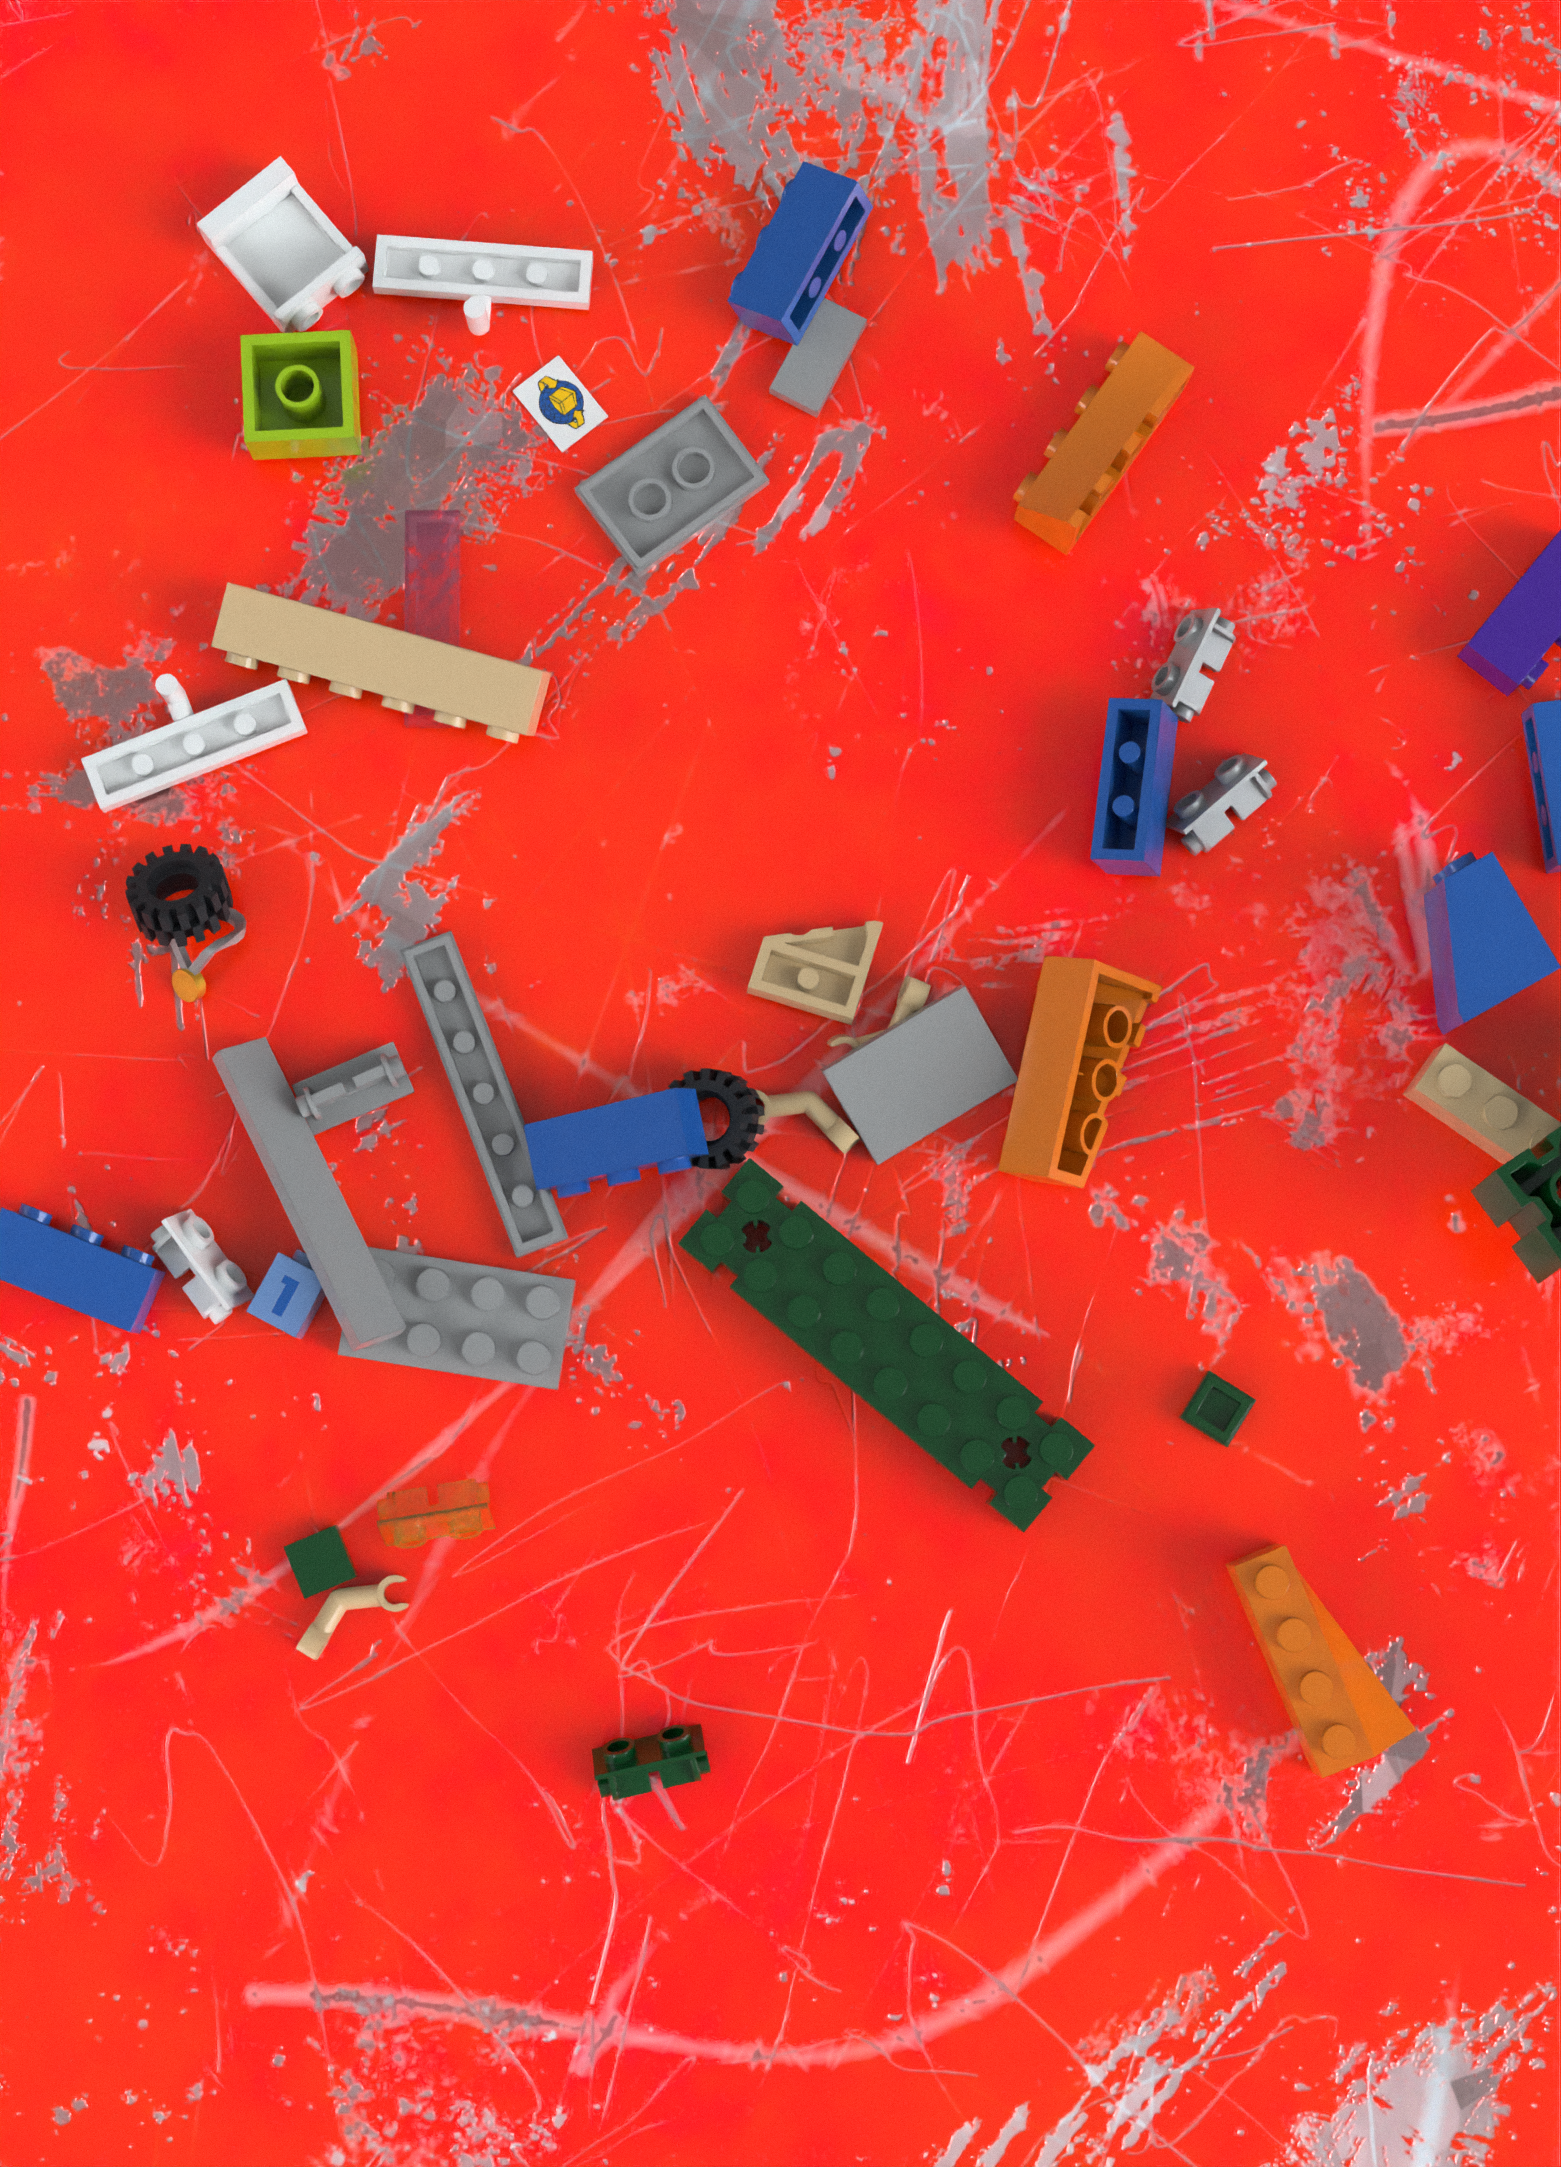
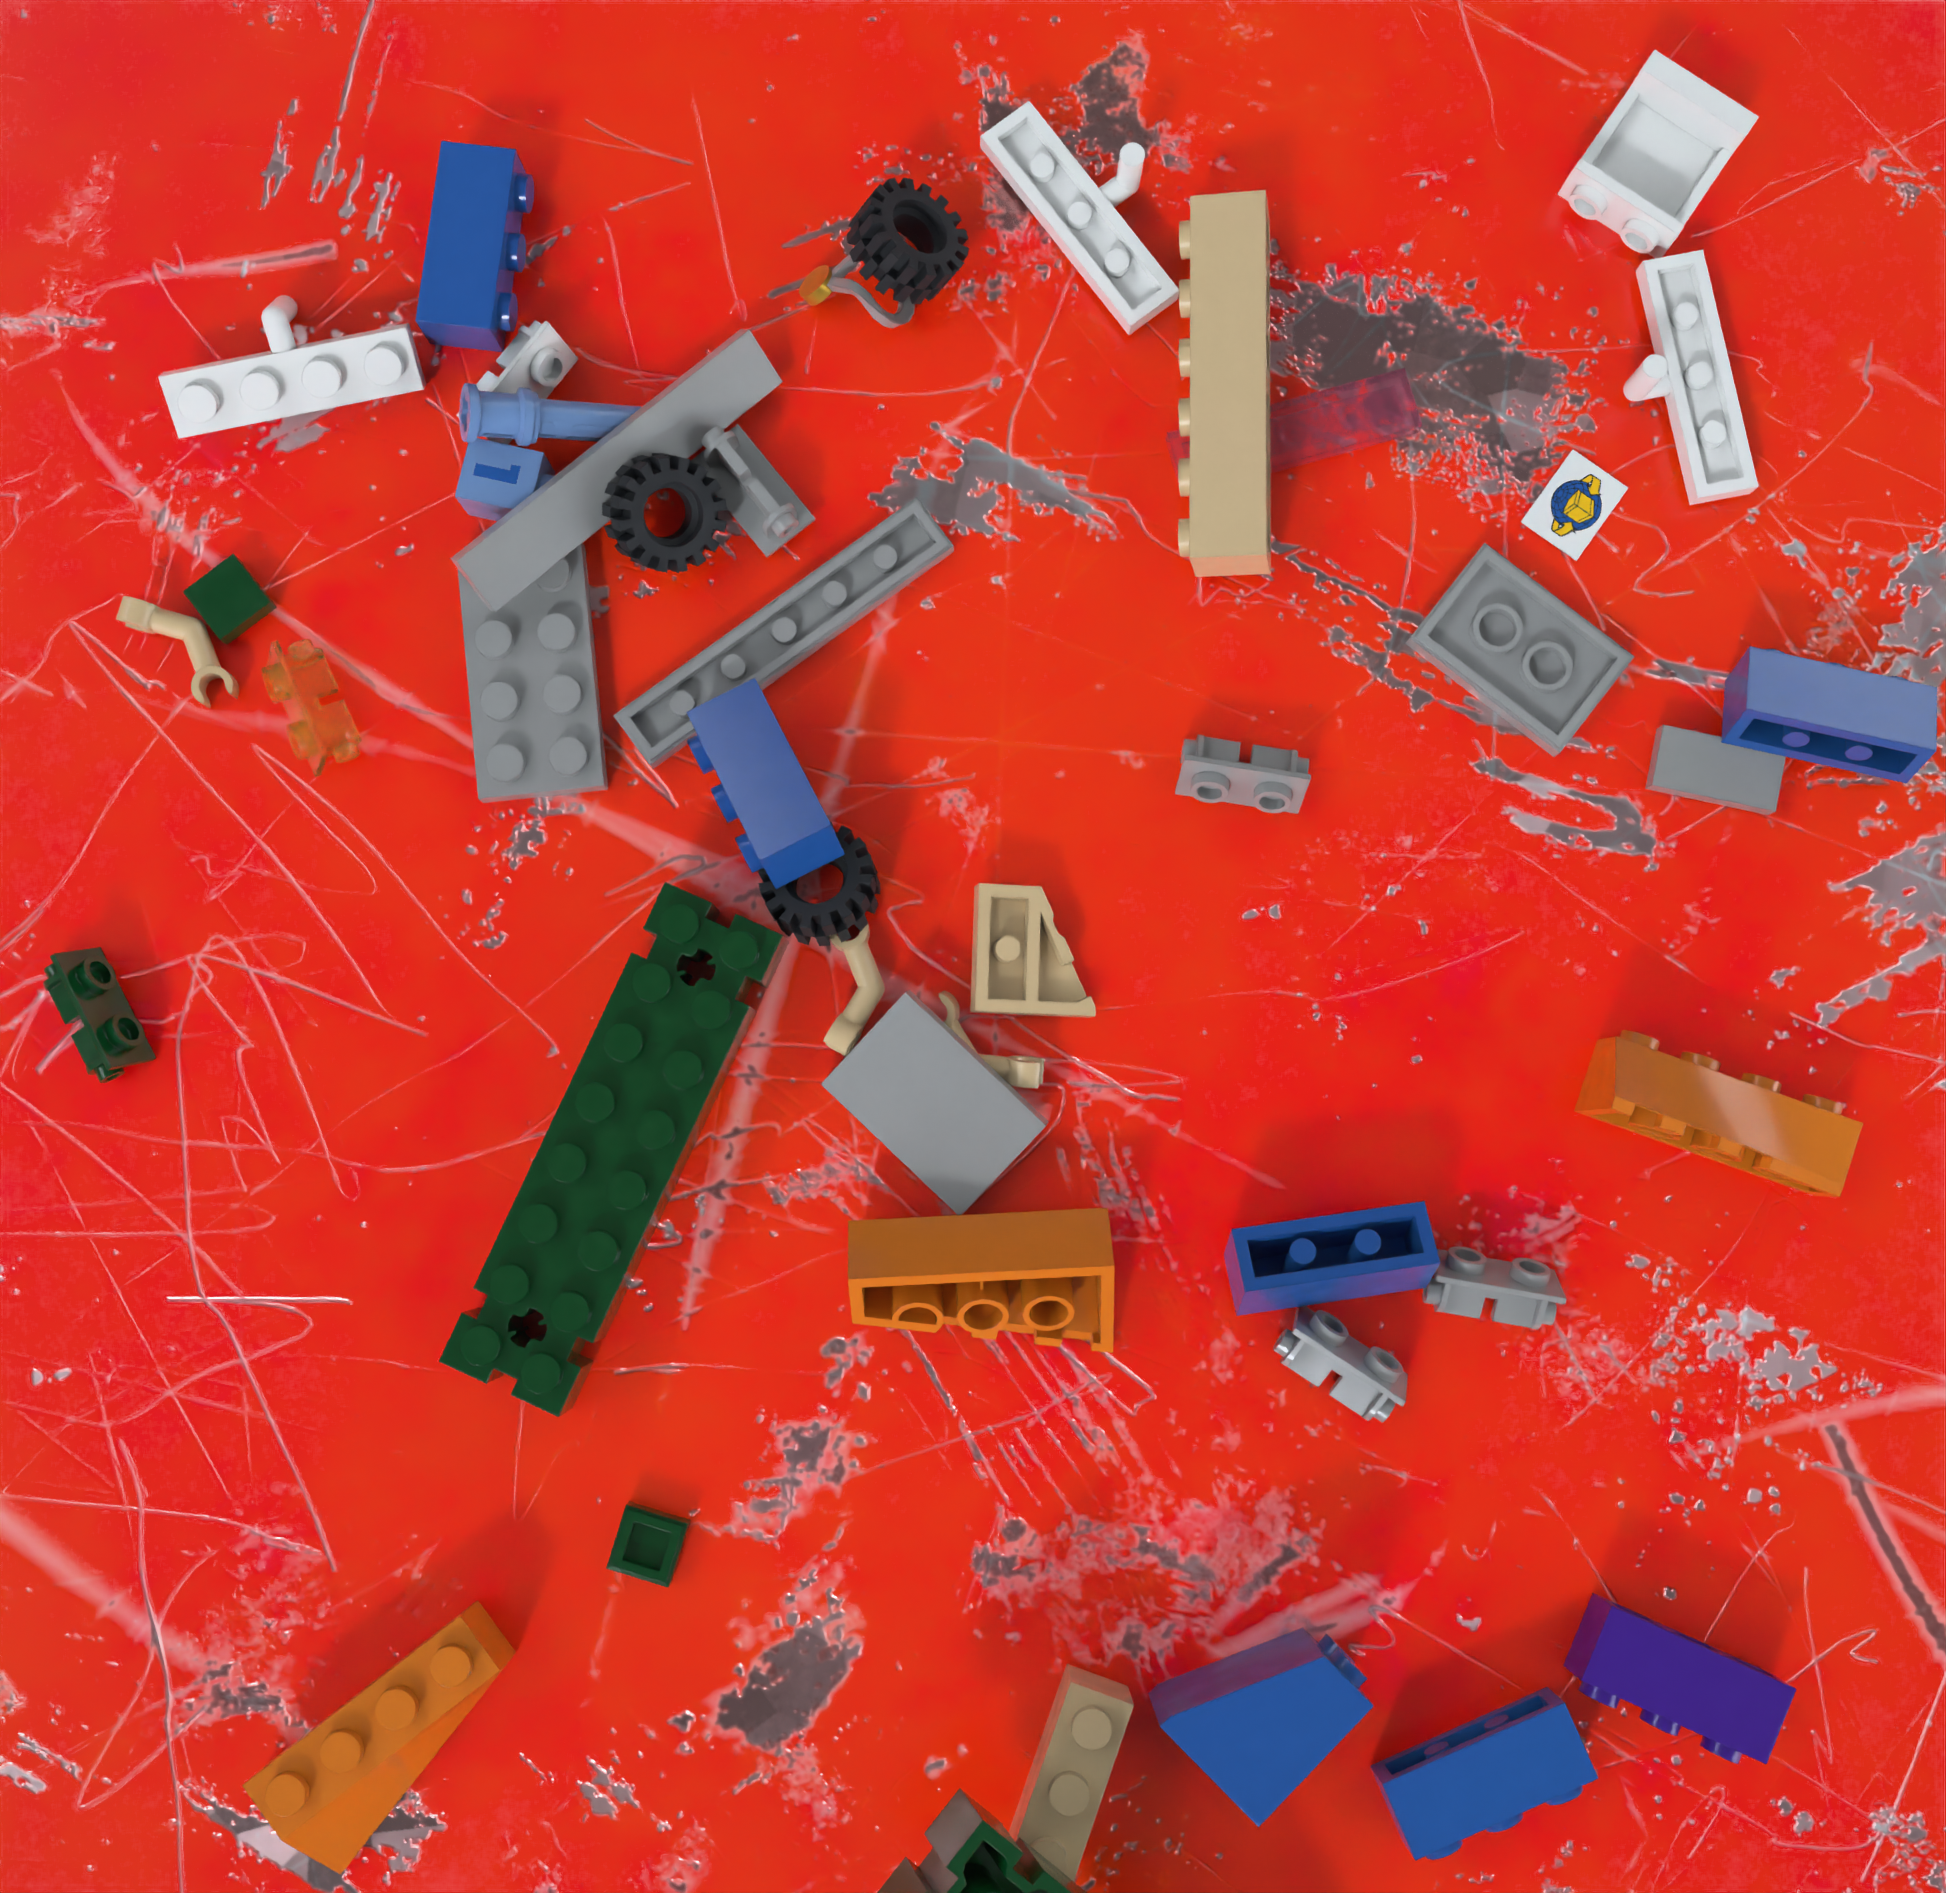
camera: 75 degrees right, 0 degrees up
(140, 1457) = (291, 376): none -> white plate
(245, 1256) = (528, 417): none -> medium blue pin
(300, 394) = (1498, 215): lime brick -> none
(339, 1183) = (628, 506): none -> black tyre
(707, 768) = (1271, 781): none -> light grey hinge

